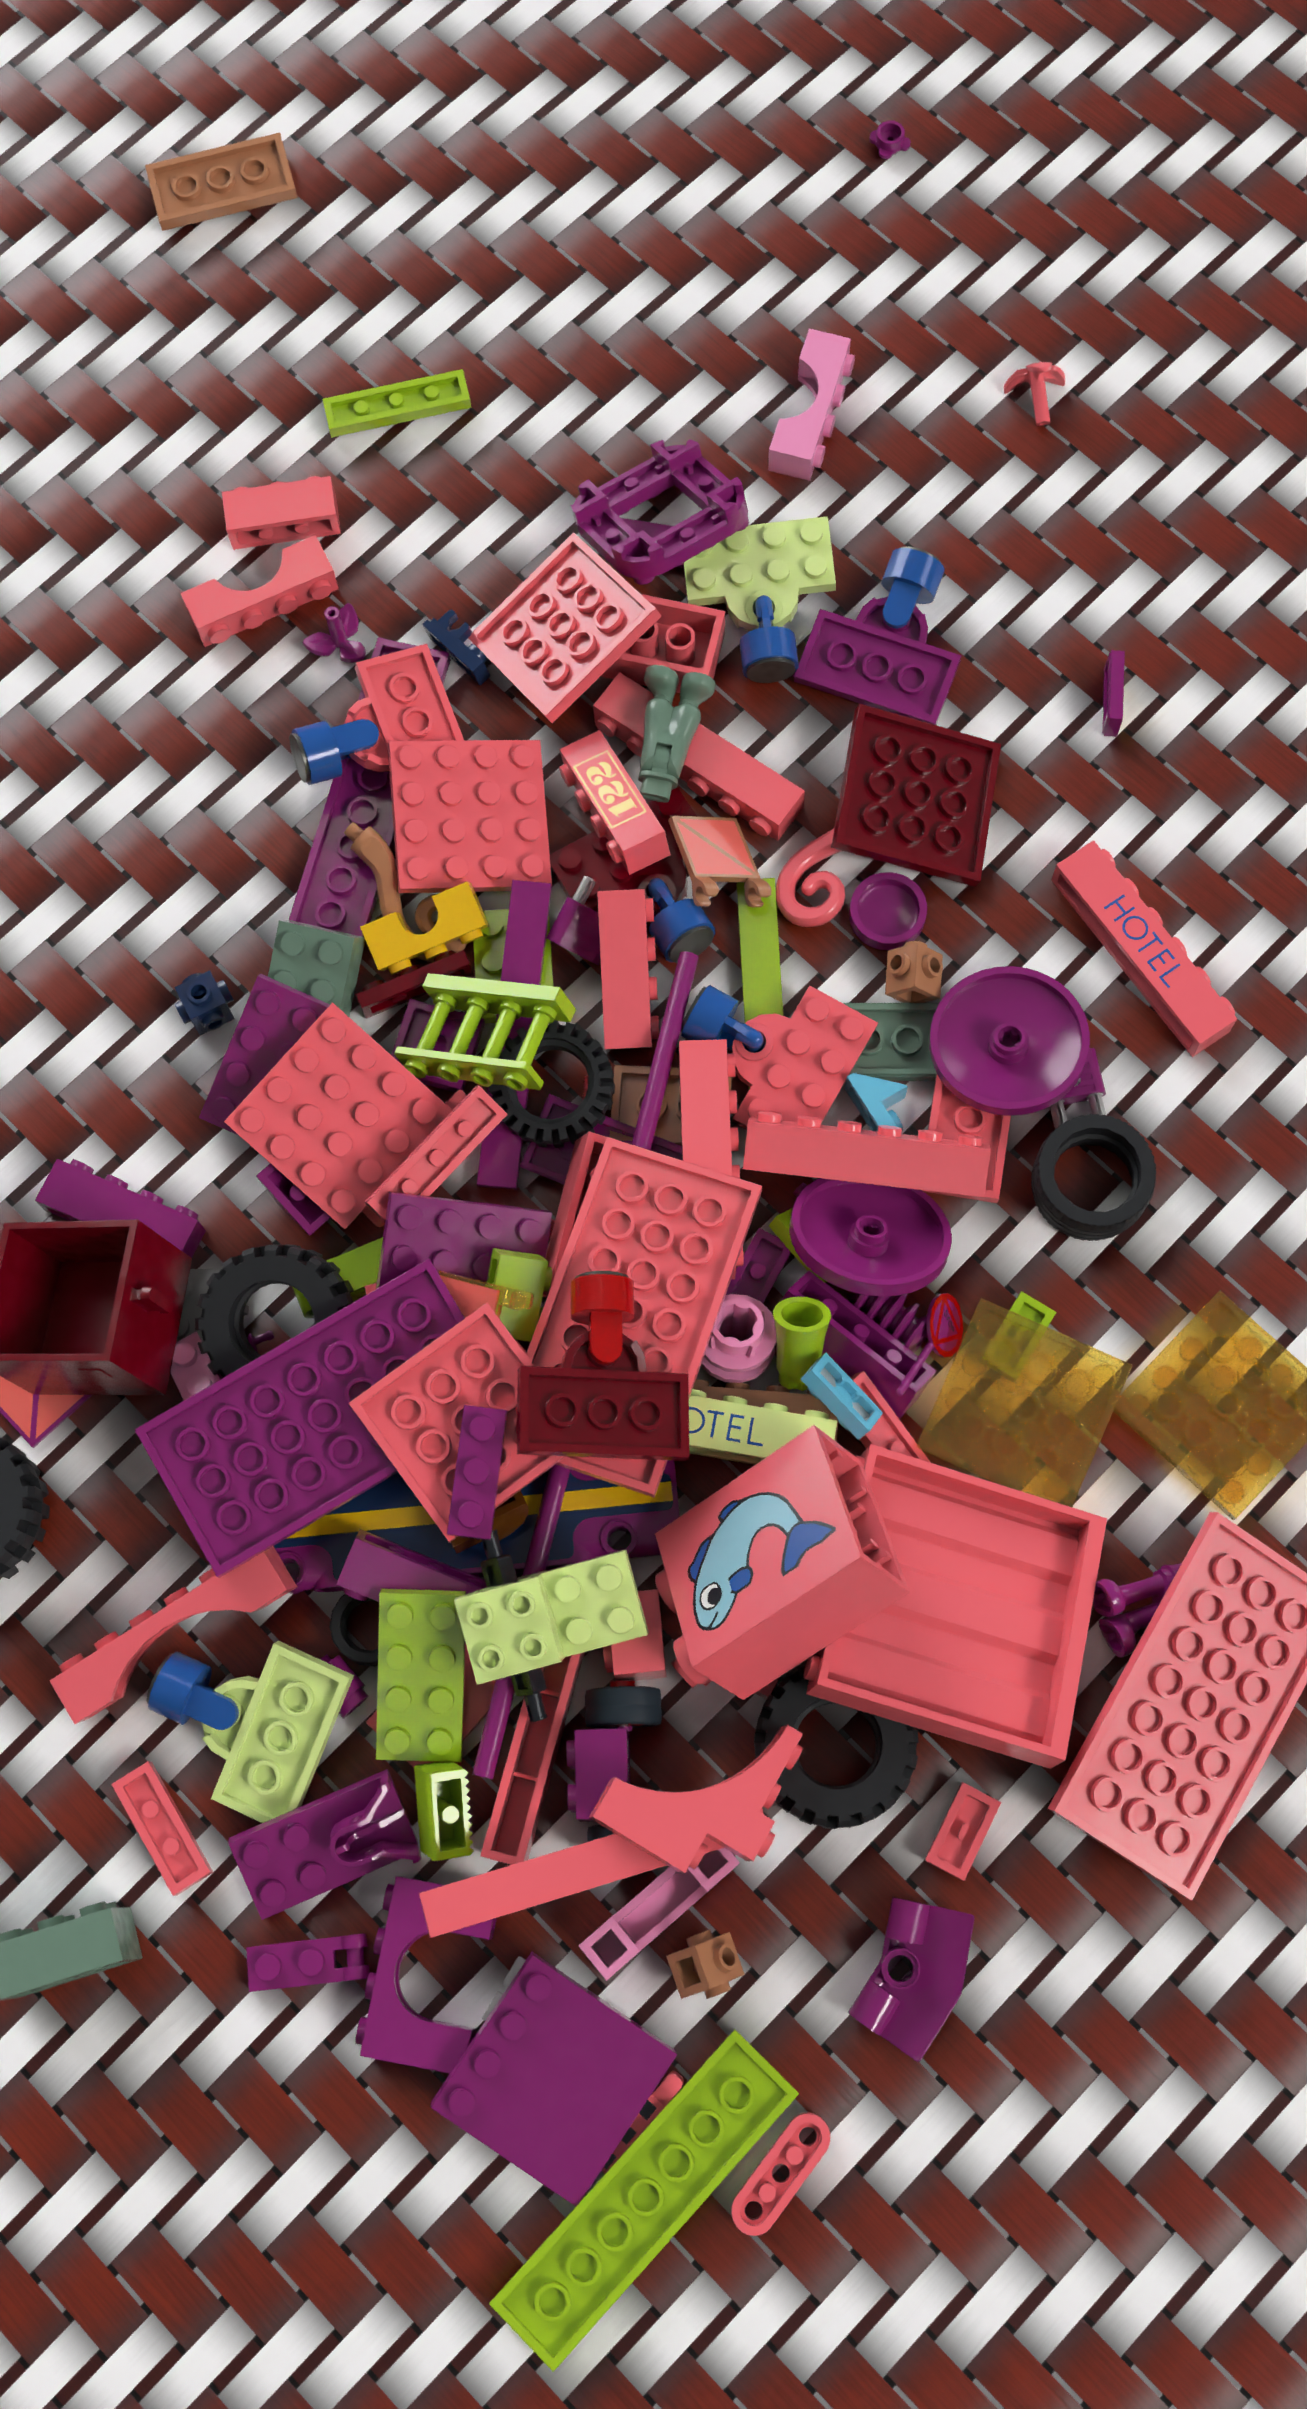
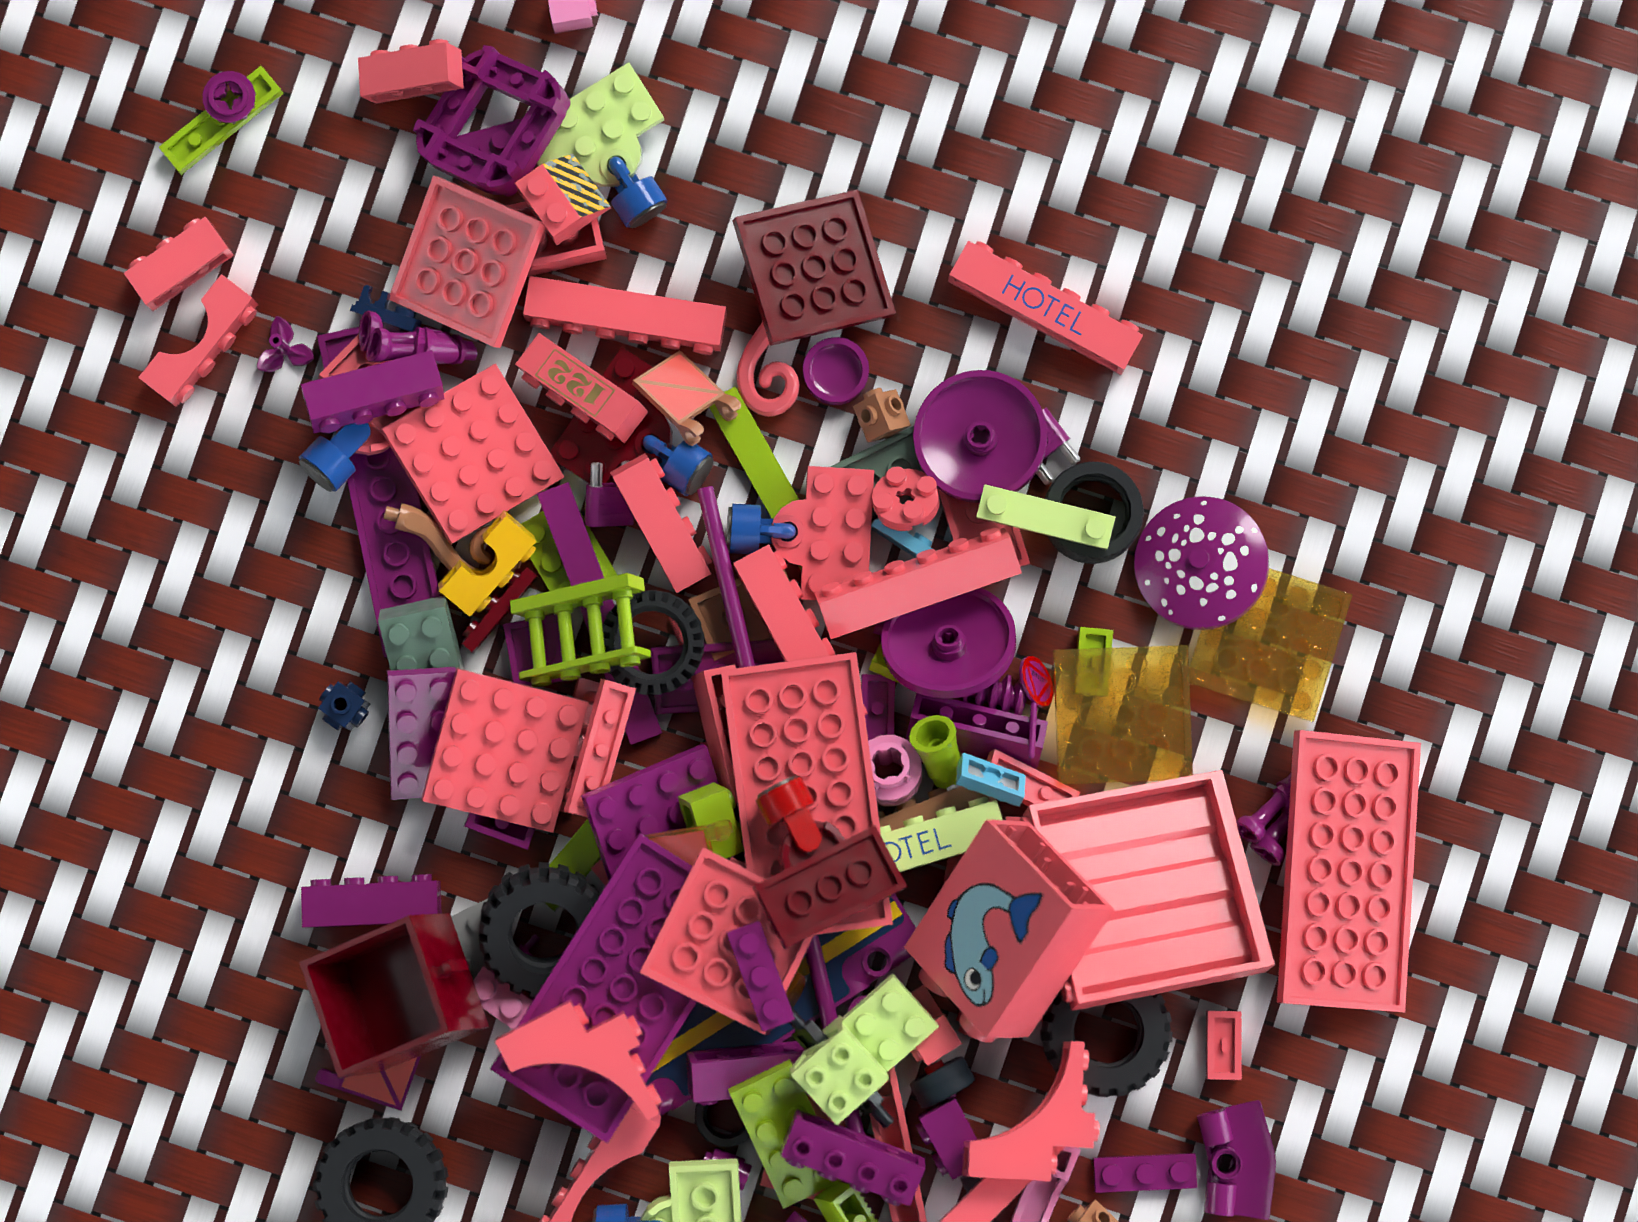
camera: 30 degrees left, 10 degrees up
(266, 1466) = (604, 1048): none -> coral arch
(398, 699) = (373, 392): none -> magenta brick
(407, 370) = (217, 89): none -> magenta gear
(474, 686) = (386, 345): none -> magenta piece
(477, 1735) = (852, 1158): none -> magenta brick
(604, 433) = (410, 71): none -> coral brick
(669, 728) = (596, 310): sand green piece -> none
(690, 603) = (562, 197): none -> slope
(802, 1933) = (1145, 1172): none -> magenta plate
(884, 651) = (728, 156): magenta plate -> none
(900, 1050) = (904, 482): none -> coral plate
(1040, 1150) = (1045, 517): none -> yellowish green plate
(1113, 693) = (925, 104): magenta tile -> none
(1189, 1287) = (1201, 563): none -> magenta dish

